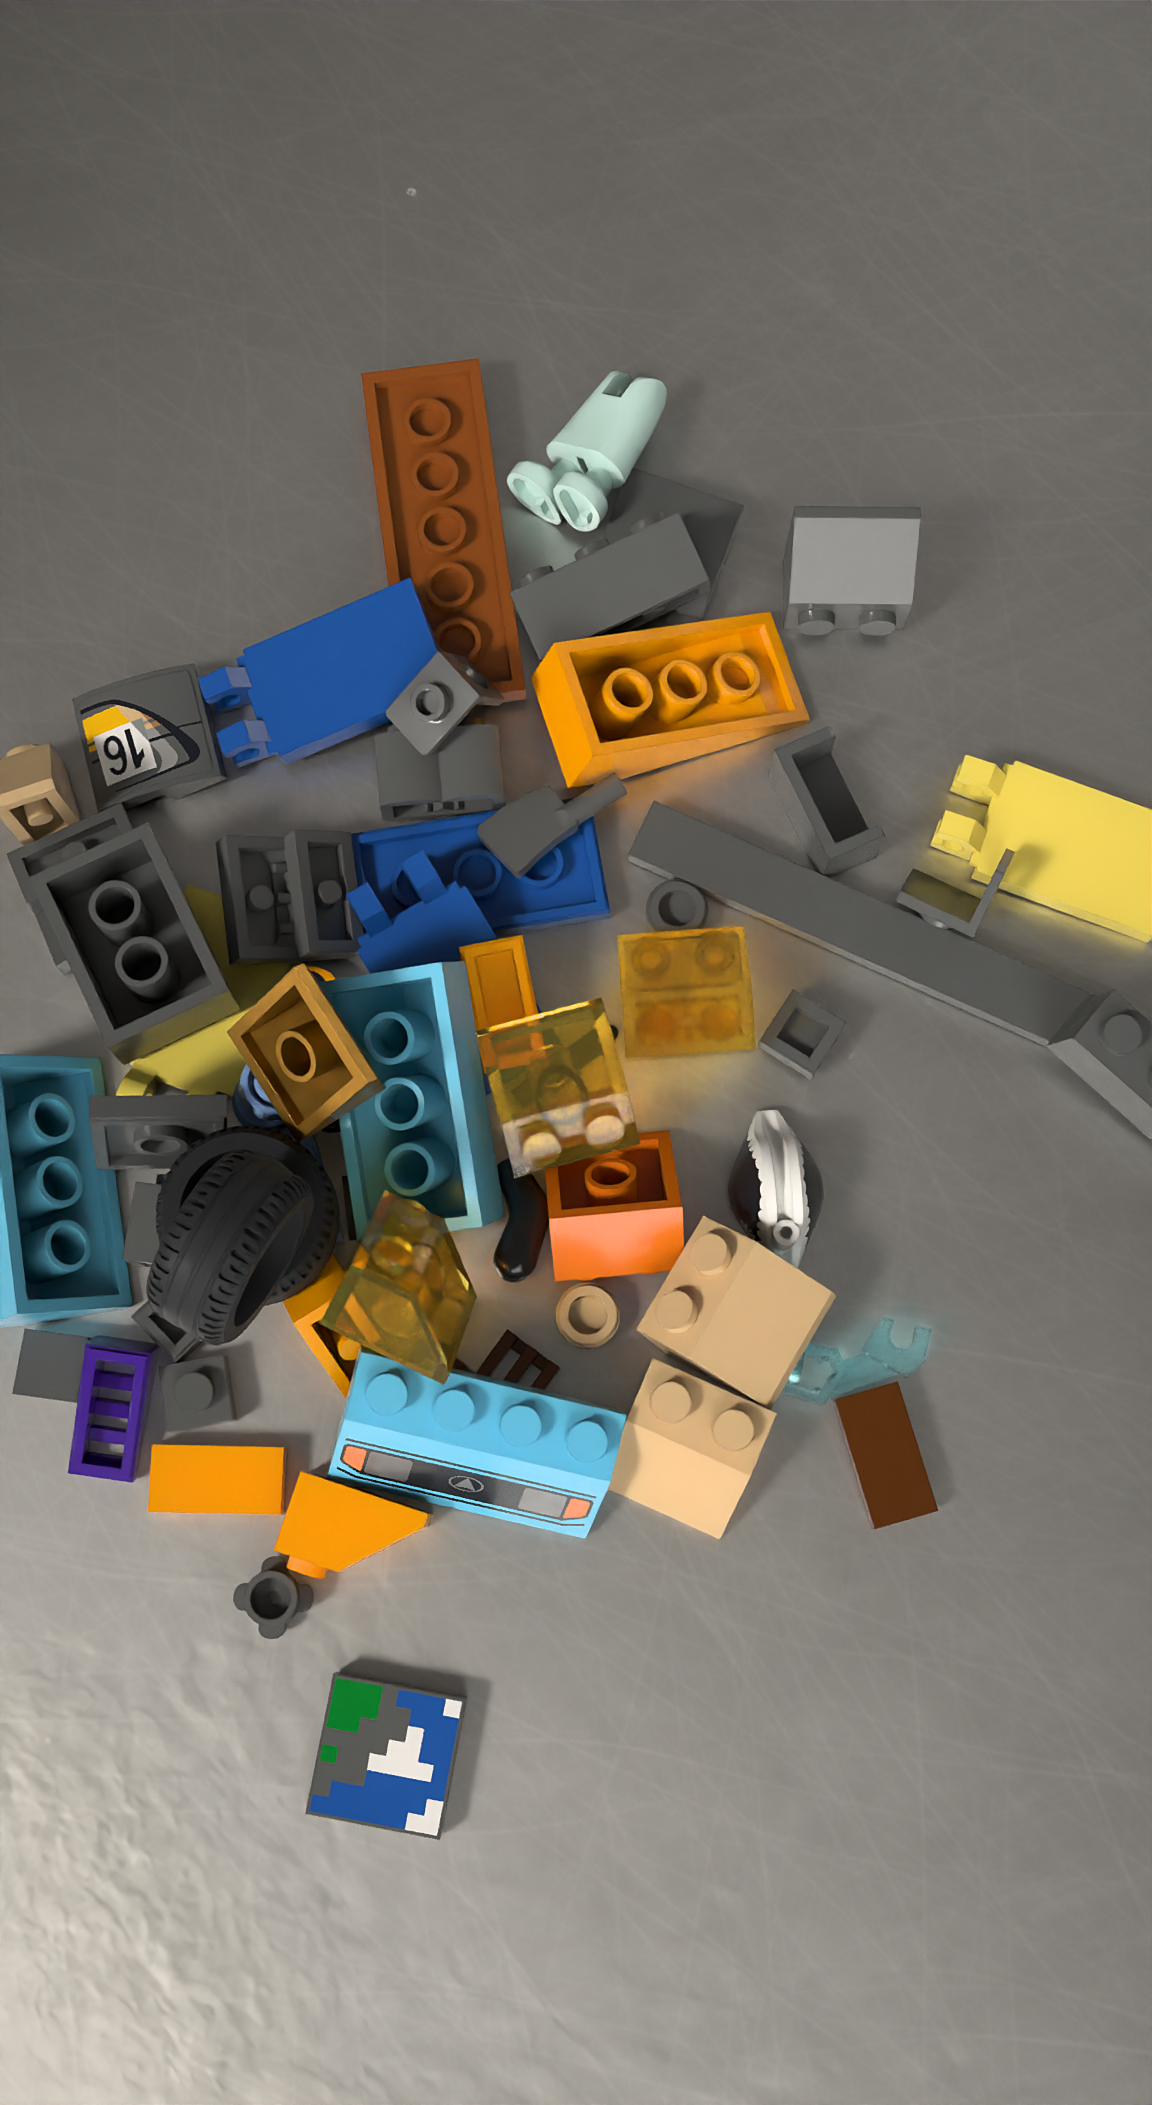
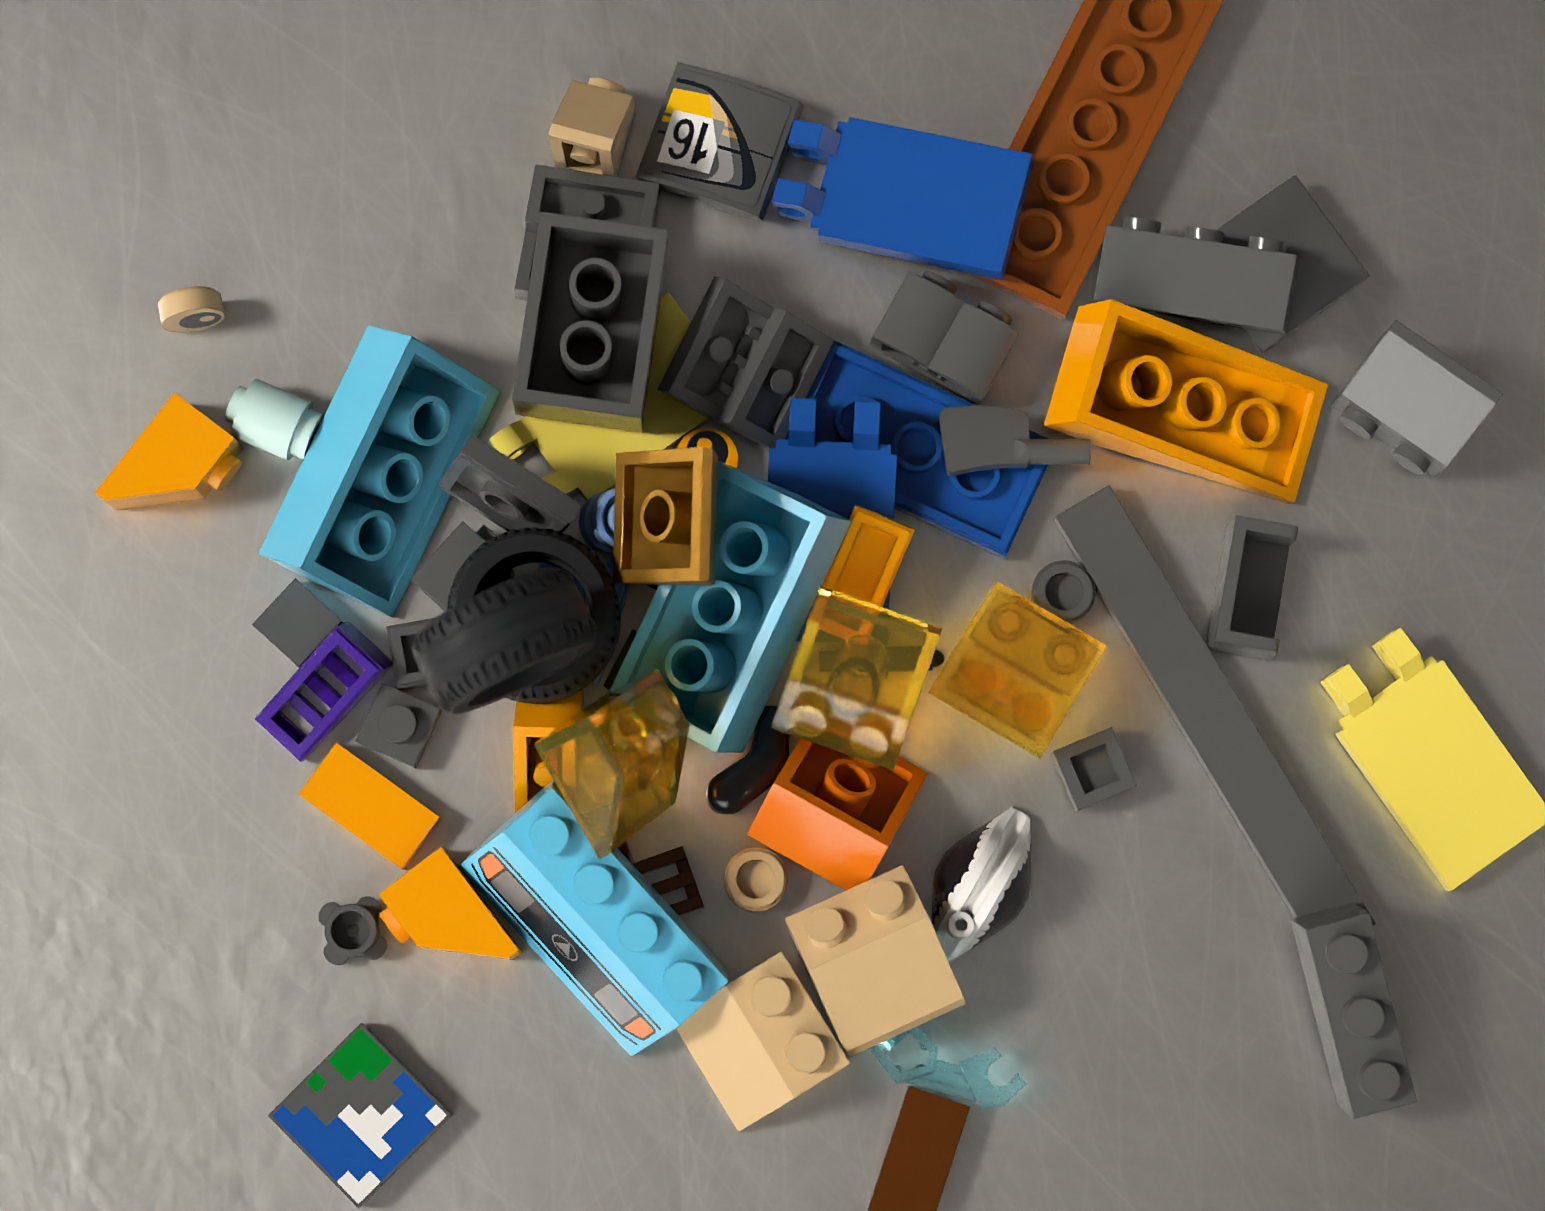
camera: 30 degrees right, 5 degrees up
(440, 700) = (985, 281): dark grey bracket -> none
(592, 452) = (1279, 133): light aqua piece -> none
(947, 905) = (1294, 742): dark grey bracket -> none

